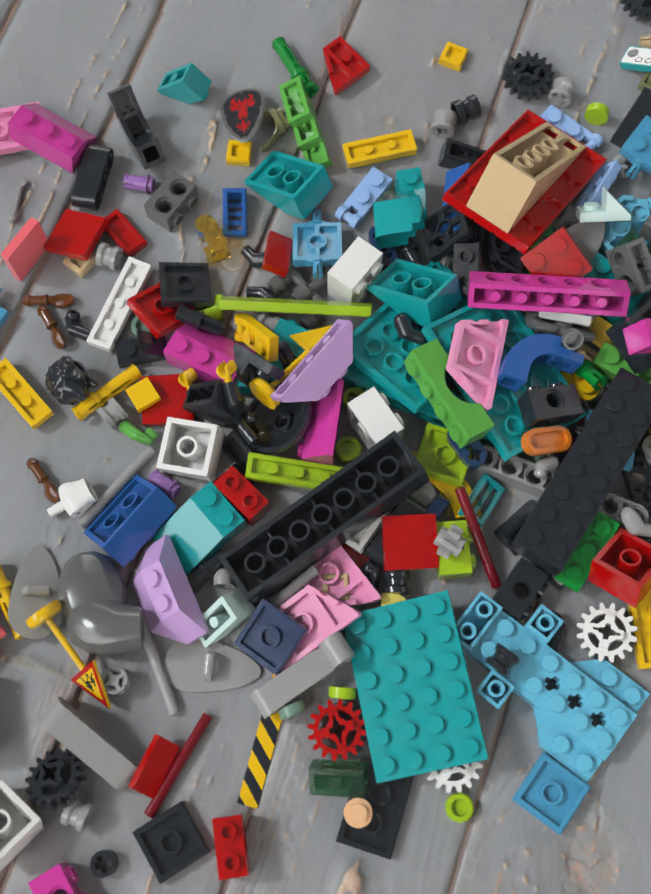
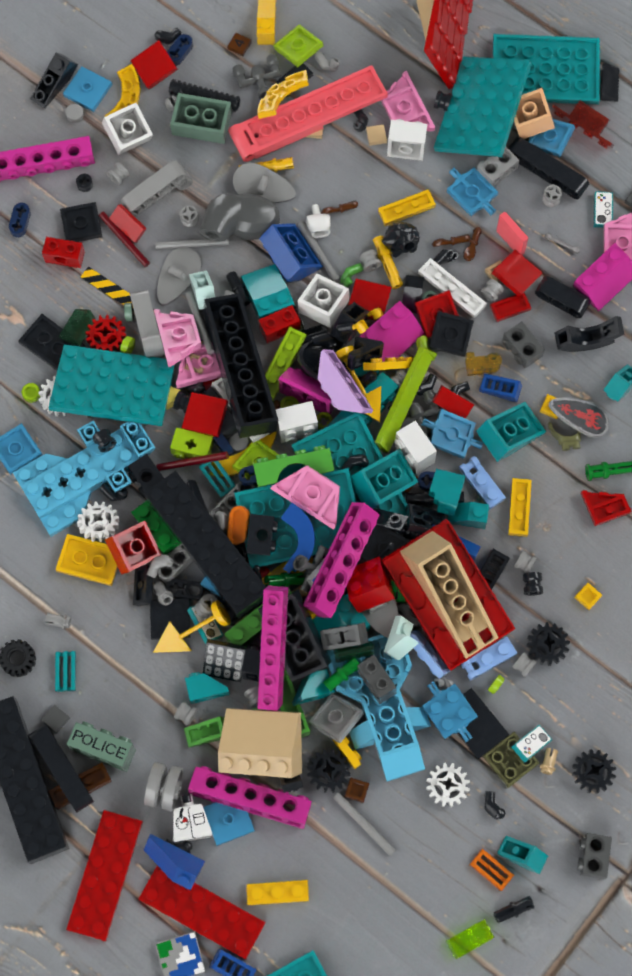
camera: 110 degrees right, 0 degrees up
(45, 789) = (142, 166): black gear -> none
(89, 676) = (200, 197): yellow piece -> none
(141, 183) = (545, 332): medium lavender pin -> none
(143, 394) = (375, 283): yellow tile -> none
(165, 484) = (303, 282): medium lavender pin -> none
(167, 595) = (232, 260): lavender wedge -> none
(200, 320) = (416, 334): black axle -> none
(271, 636) = (178, 311): dark blue tile -> none
(304, 122) = (557, 459): bright green slope -> none
(357, 812) = (51, 328): light nougat plate -> none
(450, 541) = (193, 435): light grey gear -> none

